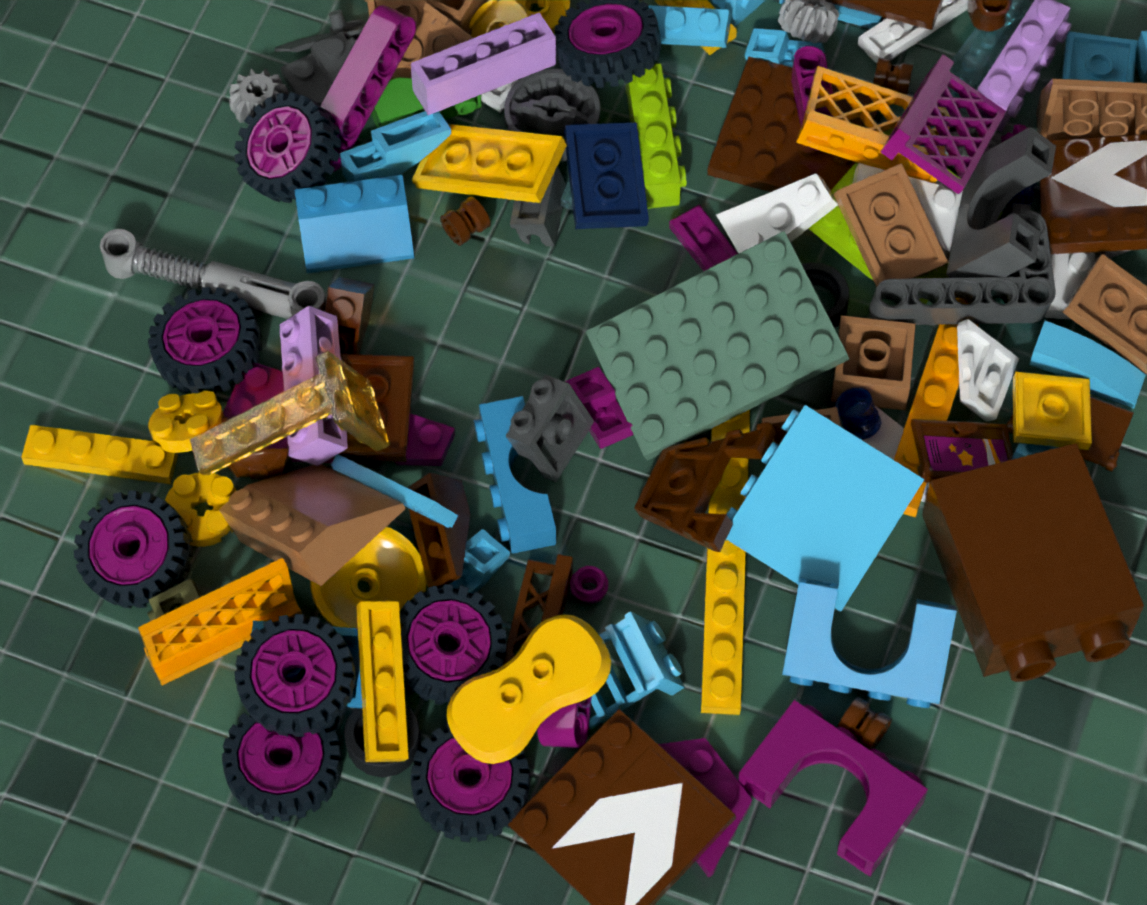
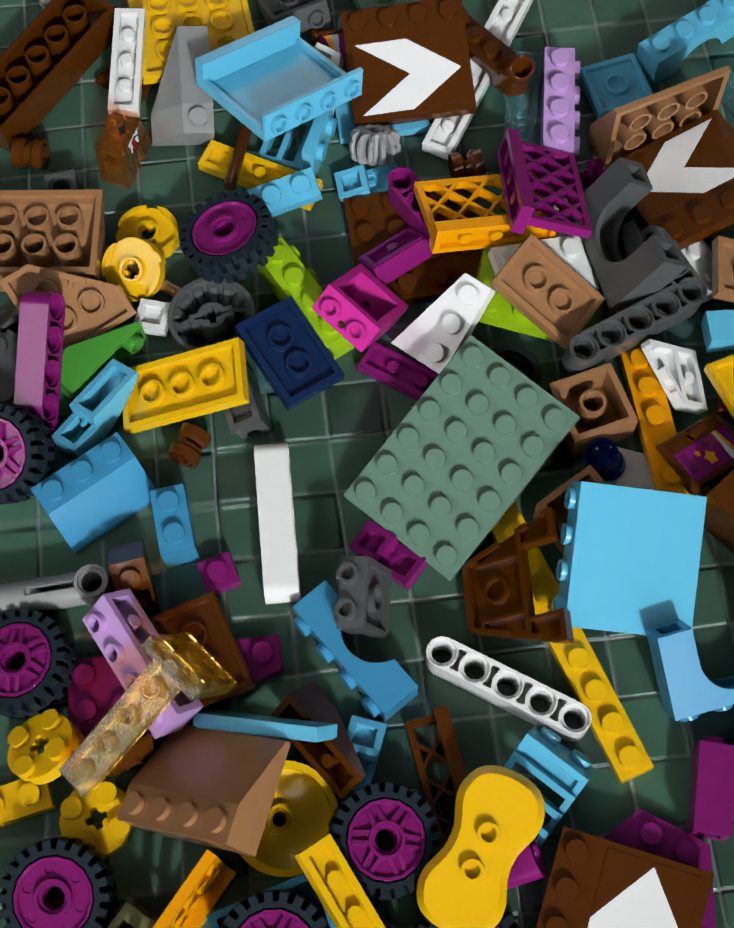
camera: 25 degrees left, 5 degrees up
(411, 286) = (174, 525): none -> dark azure brick
(430, 350) = (219, 573): none -> magenta plate
(483, 63) = (136, 303): lavender brick -> none
(509, 328) = (277, 524): none -> white beam
(593, 575) = (473, 709): magenta plate -> none
(639, 558) = (518, 703): none -> white beam
(713, 150) = (347, 301): none -> dark pink window
(765, 133) = (397, 255): none -> magenta slope

